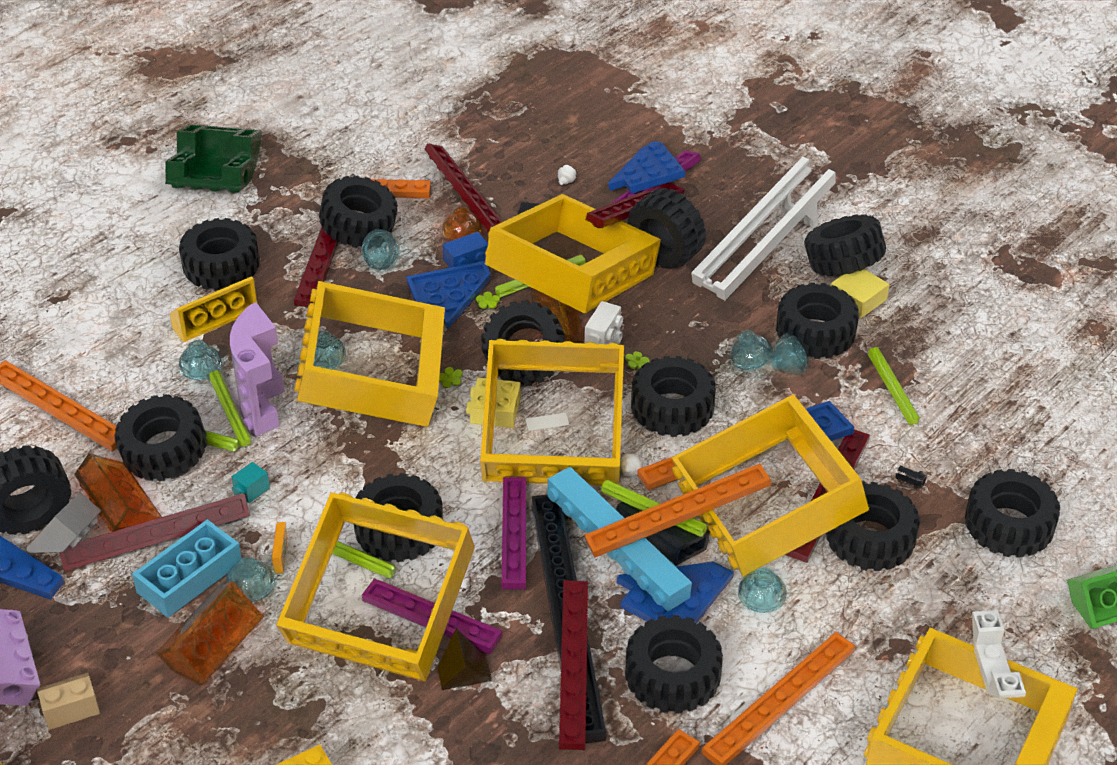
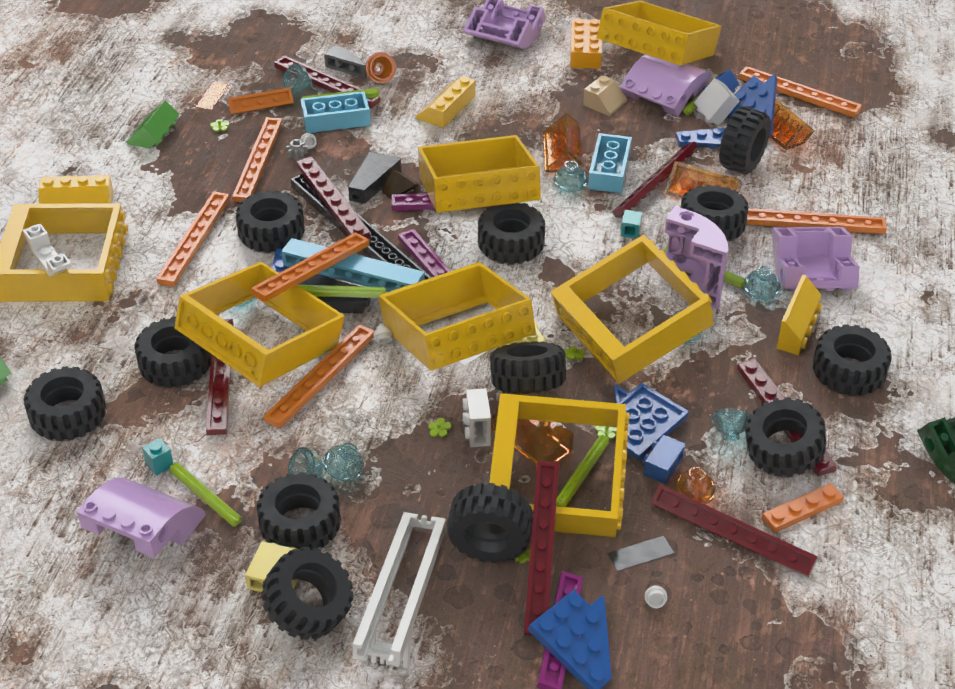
camera: 150 degrees right, 0 degrees up
(67, 526) = (700, 144): light grey slope -> none
(123, 352) = (815, 252): none -> lavender slope
(279, 547) = (571, 198): light orange tile -> none
(490, 695) = (372, 176): none -> slope
(668, 414) = (383, 408): black tyre -> none
(831, 420) = (248, 416): blue hinge -> none
(913, 477) = (158, 414): black pin -> none
(928, 426) = (157, 456): none -> teal brick
(963, 363) = (139, 514): none -> lavender slope

